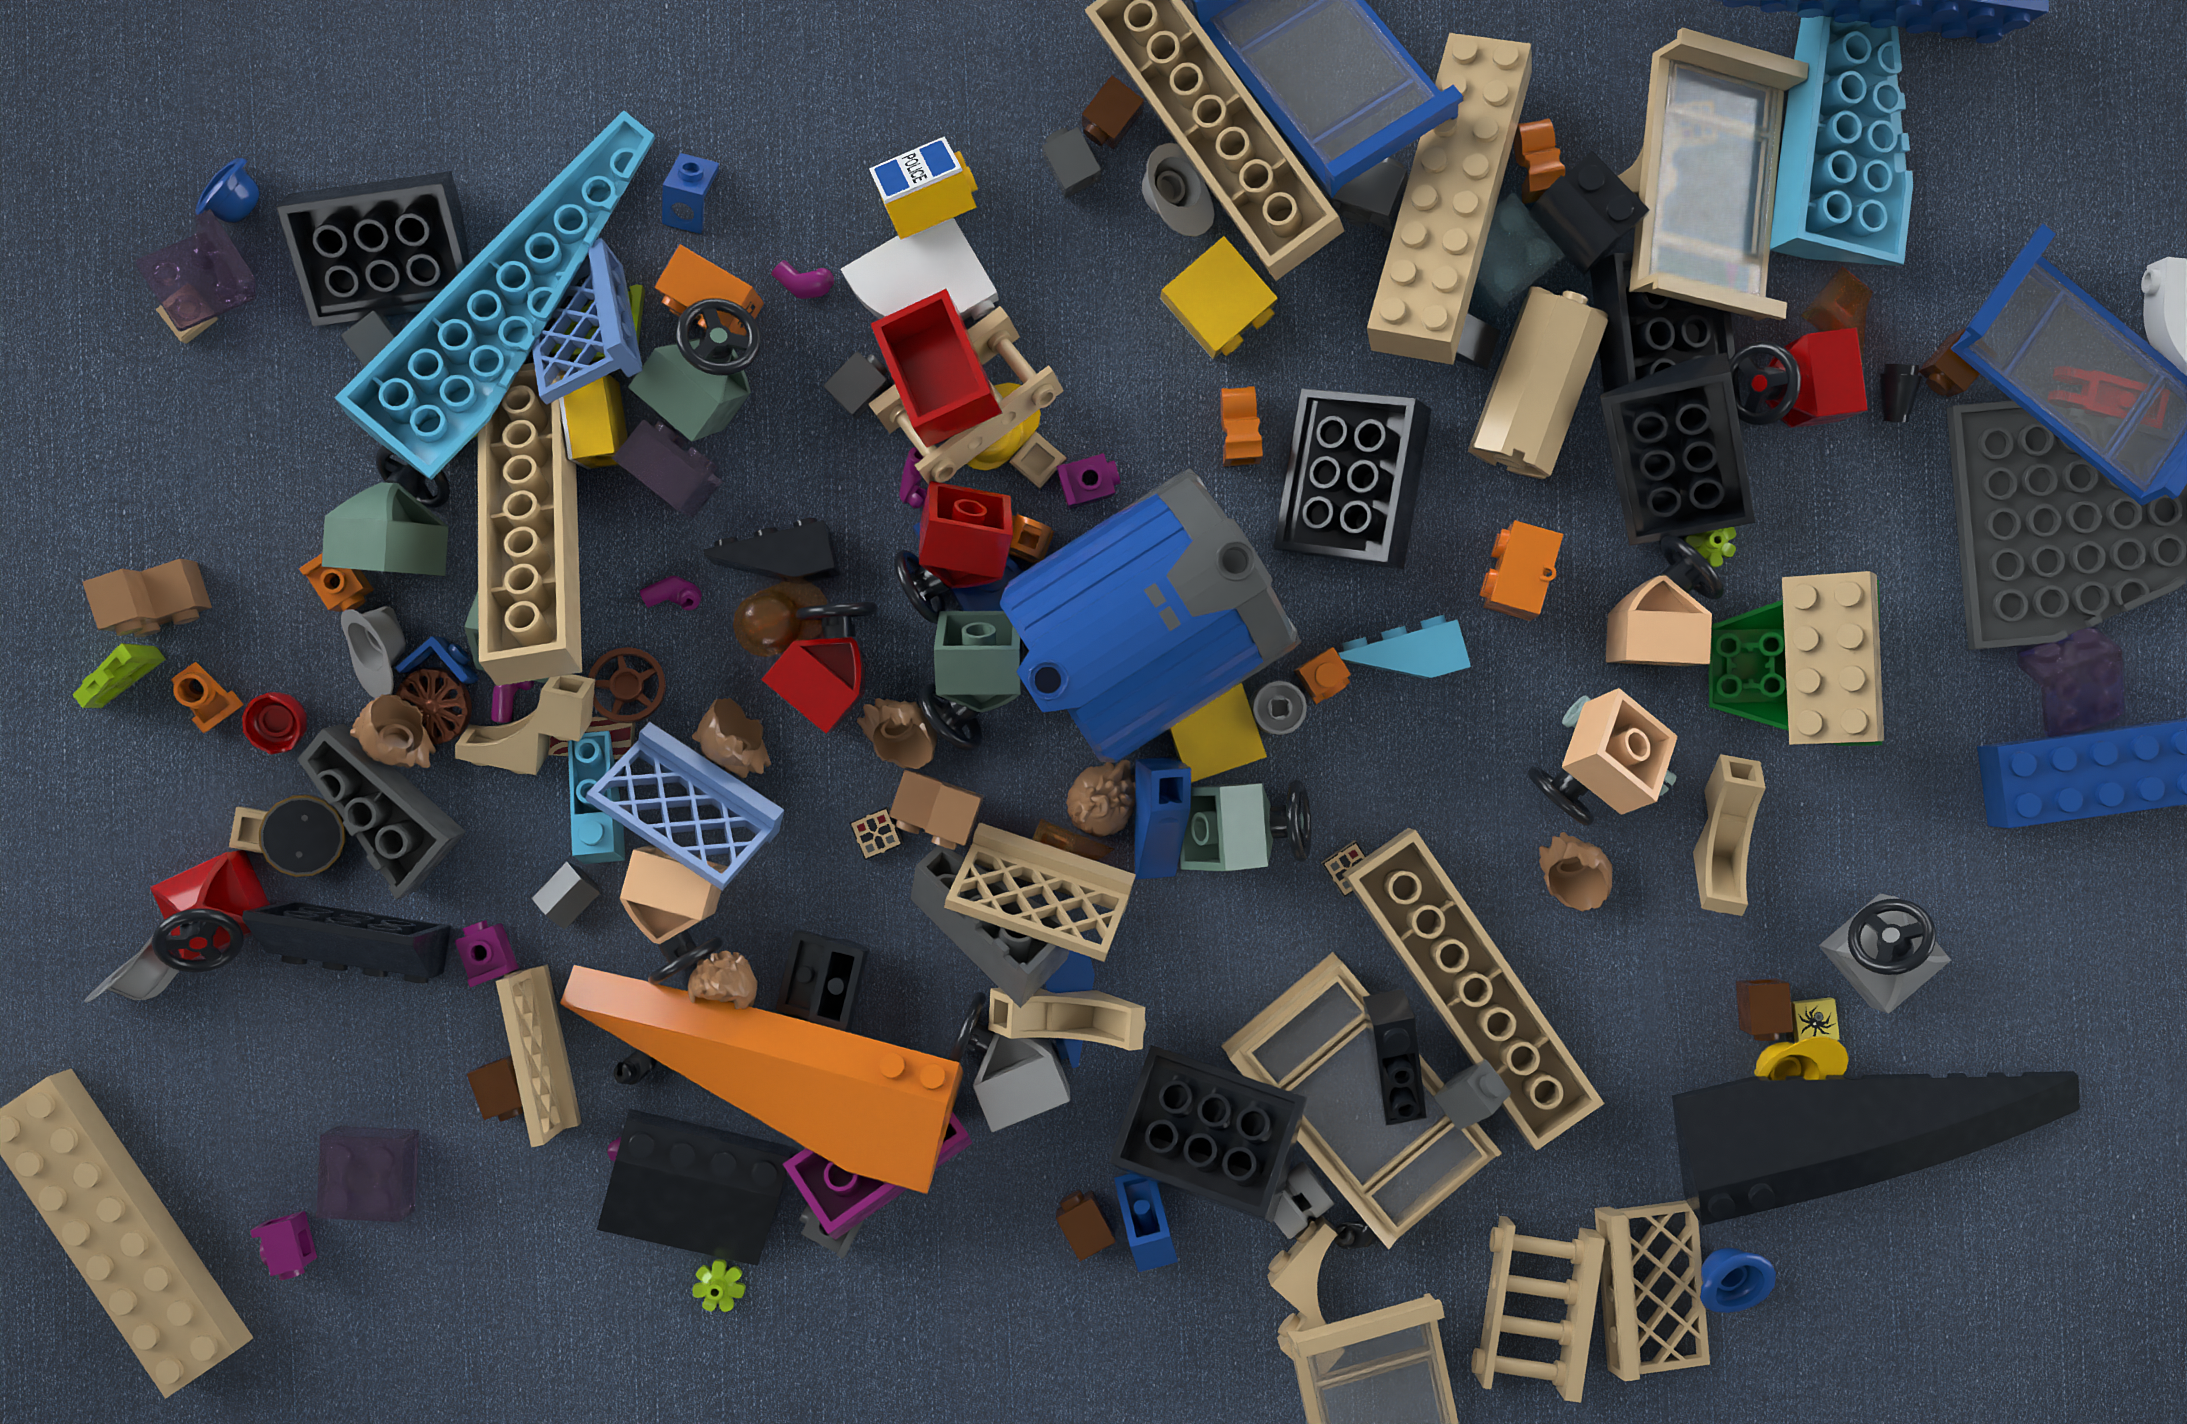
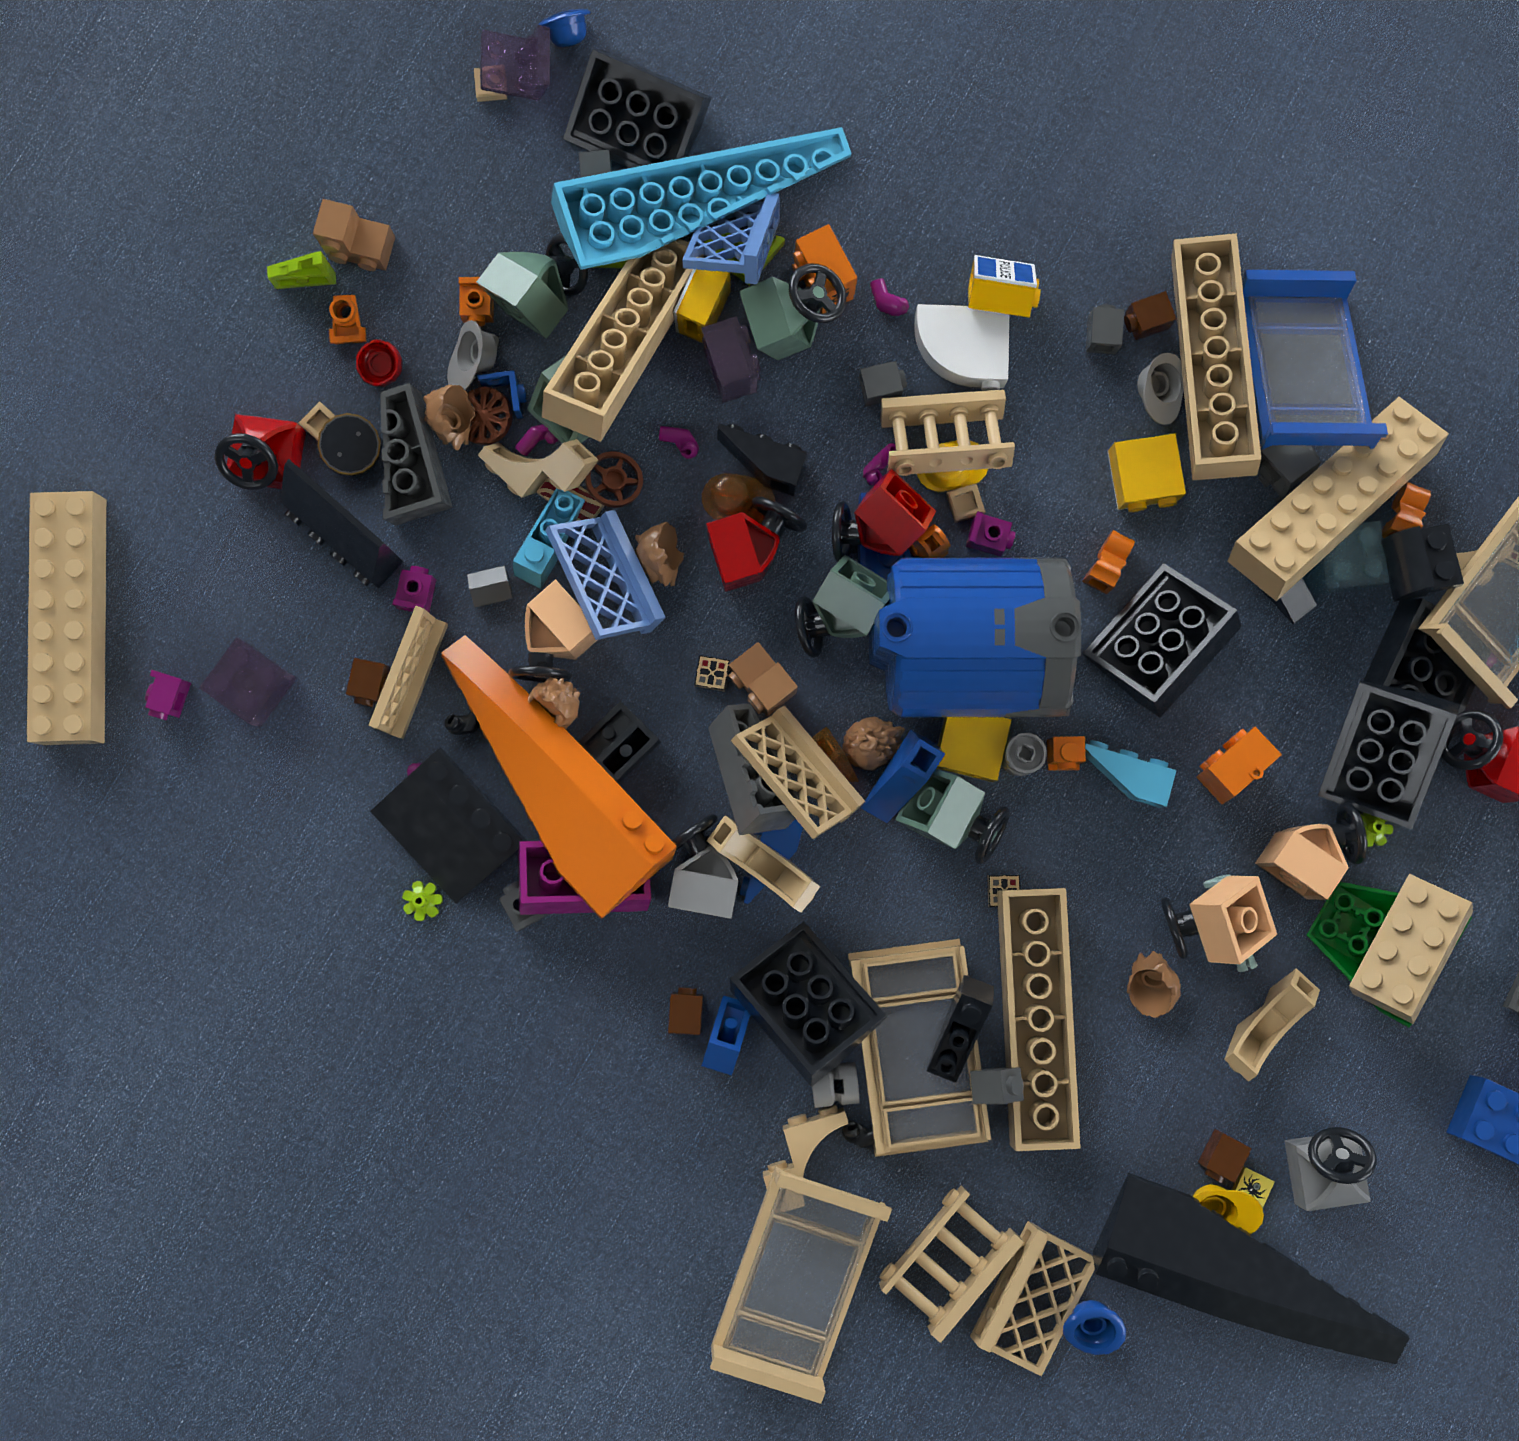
camera: 25 degrees right, 5 degrees down
(139, 977) = (193, 468): light grey piece -> none
(687, 184) = (854, 195): blue bracket -> none
(899, 732) = (769, 617): medium nougat hair -> none
(936, 368) = (941, 399): red piece -> none
(1539, 382) = (1322, 652): tan brick -> none

